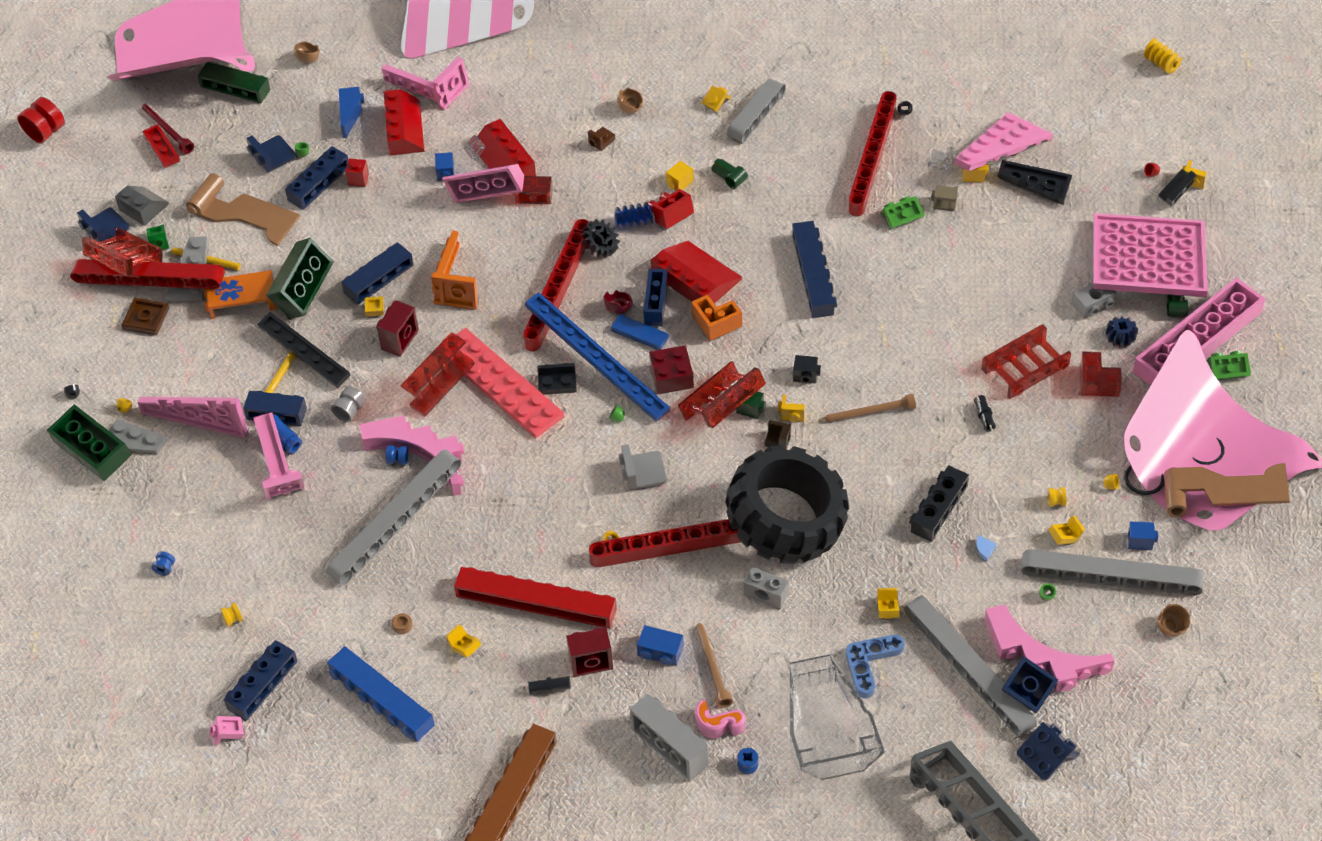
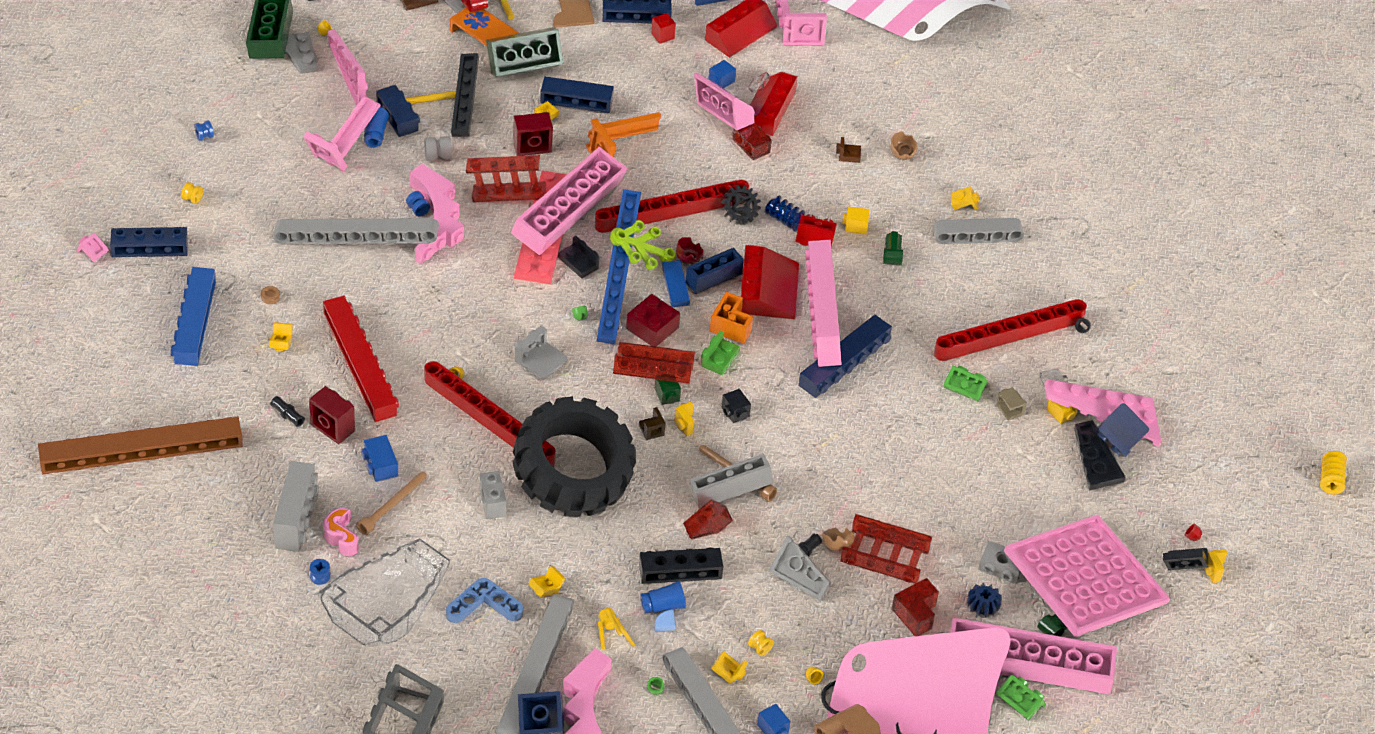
camera: 45 degrees right, 5 degrees down
(500, 347) = (568, 200): none -> bright pink brick
(577, 335) = (622, 238): none -> lime plant
(741, 348) = (719, 354): none -> bright green bracket
(761, 246) = (823, 303): none -> bright pink brick
(888, 417) = (732, 480): none -> light grey brick
(908, 458) = (708, 520): none -> clear red slope
(957, 584) = (610, 621): none -> yellow plant
(966, 533) = (663, 598): none -> blue plant
(995, 384) = (836, 540): none -> medium nougat hair
(1003, 429) = (799, 570): none -> light grey wing
(1031, 148) = (1122, 430): none -> dark blue bracket

